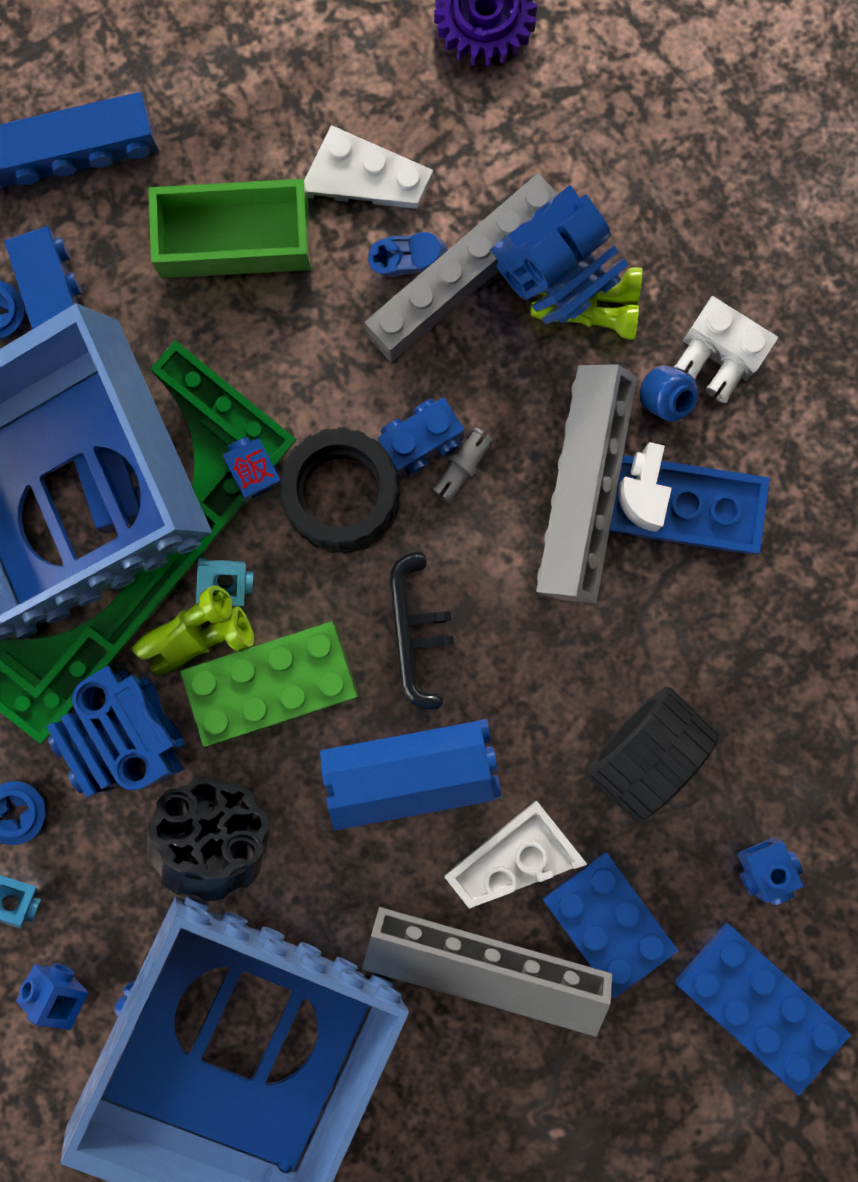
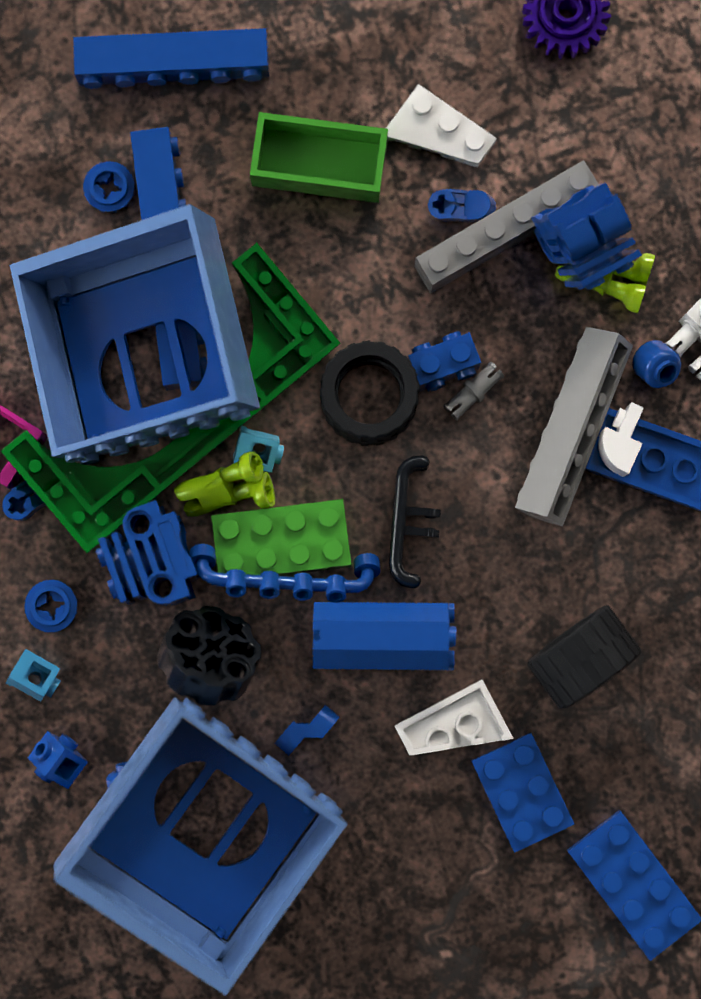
camera: 10 degrees right, 0 degrees up
(251, 468) = (300, 361): blue brick -> none
(263, 737) = (270, 583): none -> blue bar
(335, 903) = (315, 729): none -> blue piece
(488, 972) = (415, 809): light grey brick -> none
(770, 871) = (652, 767): blue brick -> none

